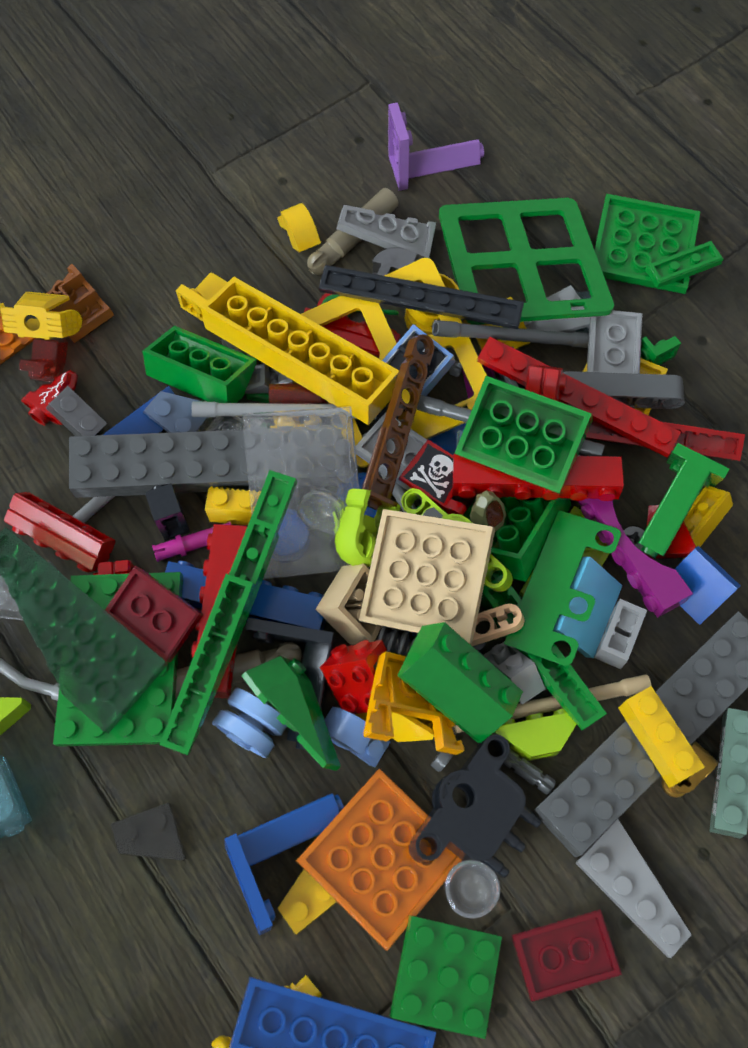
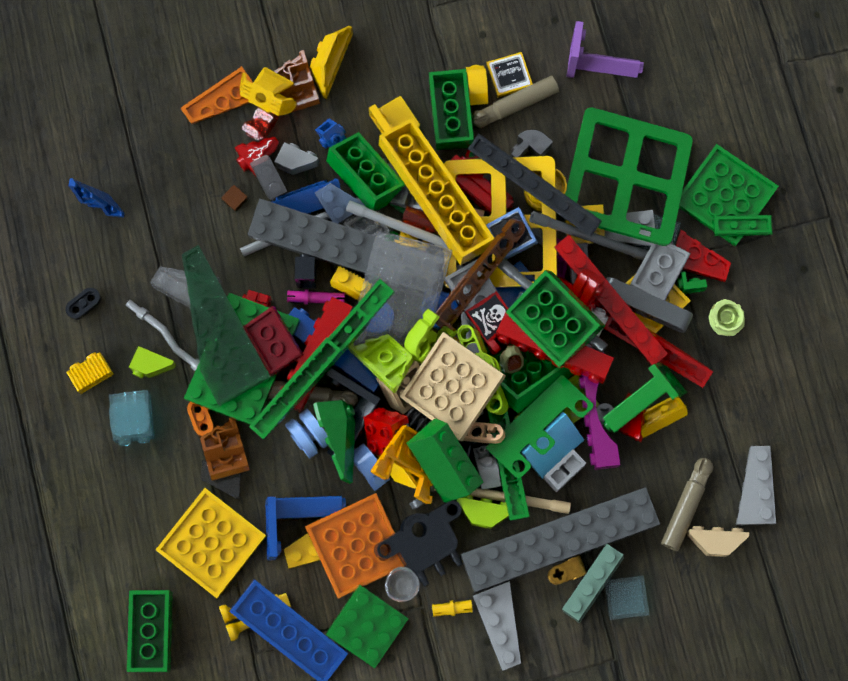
camera: 20 degrees right, 10 degrees up
(42, 460) = (234, 198): none -> reddish brown tile
(59, 531) = (230, 256): red brick -> none
(89, 765) = (200, 419): none -> orange plate
(106, 387) = (294, 160): none -> light grey slope
(107, 260) = (329, 58): none -> yellow wedge
(137, 338) = (330, 133): none -> blue brick
(138, 798) = (224, 451): none -> dark orange slope
(165, 946) = (211, 543): none -> yellow plate
(279, 261) = (451, 109): none -> green brick
(318, 578) = (384, 359): none -> lime wing
(321, 511) = (404, 315): clear helmet -> none
(327, 205) = (509, 74): none -> tile
(387, 230) = (541, 115): light grey wing -> none
(529, 772) = (468, 531): dark grey axle -> none
(557, 893) = (452, 608): none -> yellow pin
(566, 955) = (442, 644): dark red tile -> none
(660, 321) = (702, 260): none -> red wing
(660, 737) = (552, 543): yellow brick -> none
(707, 582) = (633, 460): tile -> none
(718, 373) = (726, 318): none -> yellowish green hat

